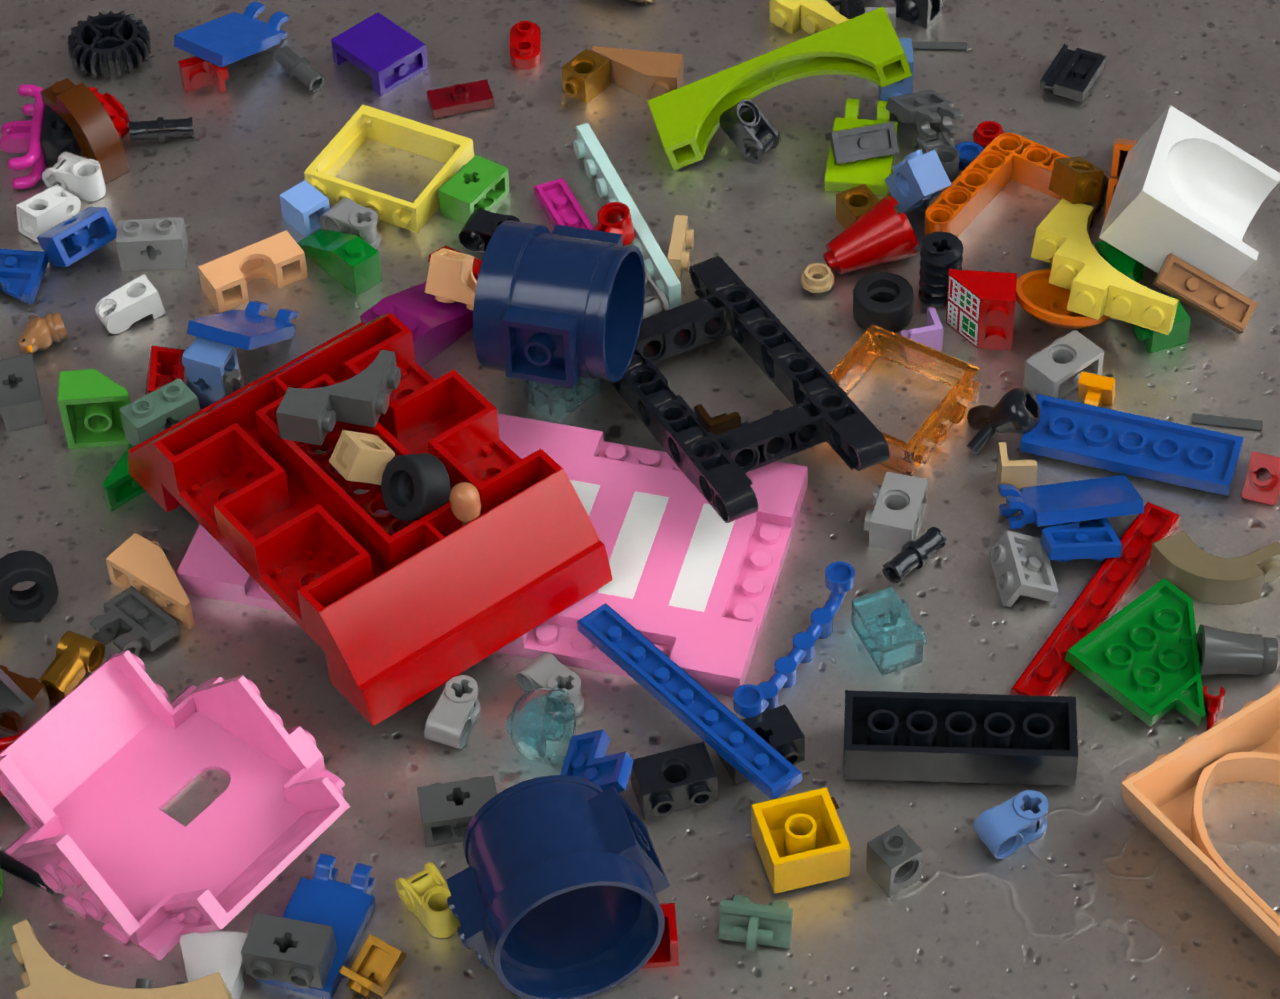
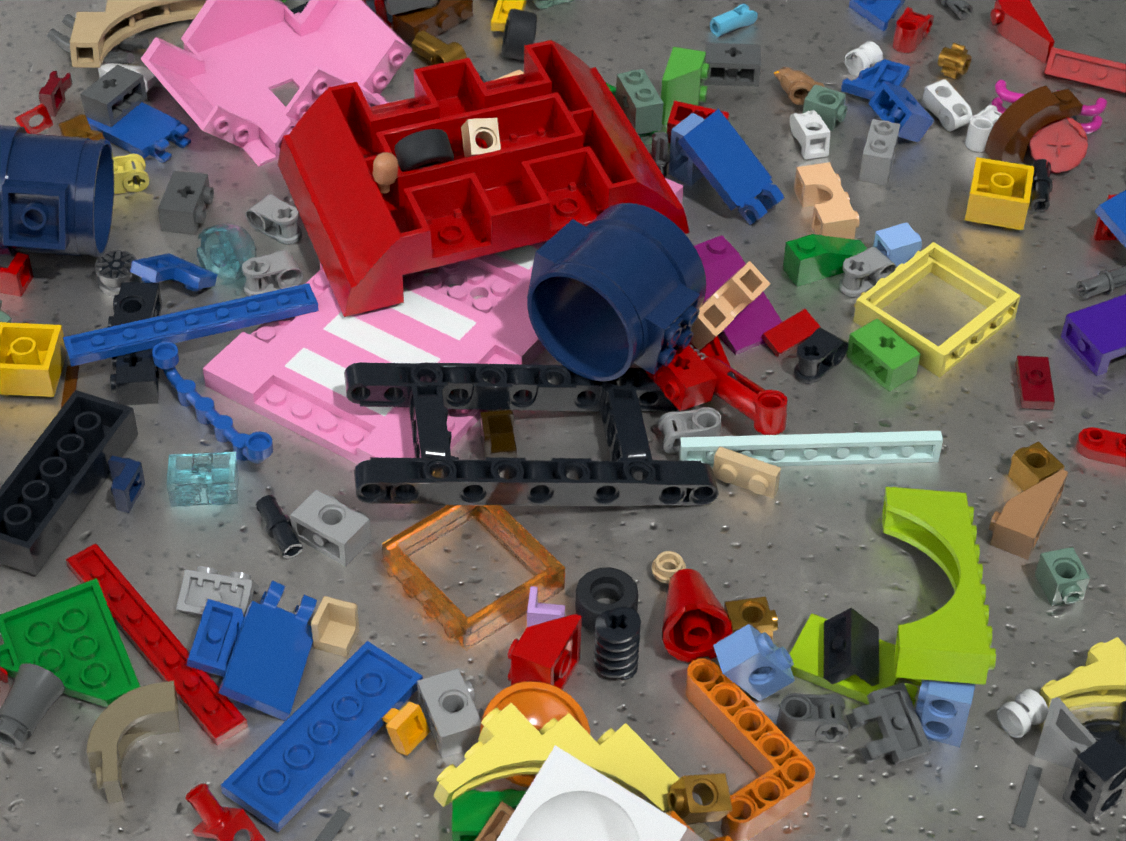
camera: 105 degrees right, 0 degrees up
(79, 301) = (827, 104): none -> sand green brick
(199, 144) = (999, 193): none -> yellow brick
(361, 400) = (525, 134): dark grey arch -> none
(561, 205) = (836, 417): dark pink tile -> none
(706, 45) = (1062, 576): none -> sand green brick
(748, 129) = (895, 566): black piece -> none
(927, 681) = (127, 481): none -> dark blue bracket
(968, 152) = (820, 753): blue tile -> none
(986, 132) = (840, 773): red plate -> none
(1014, 413) = (390, 633): black piece -> none

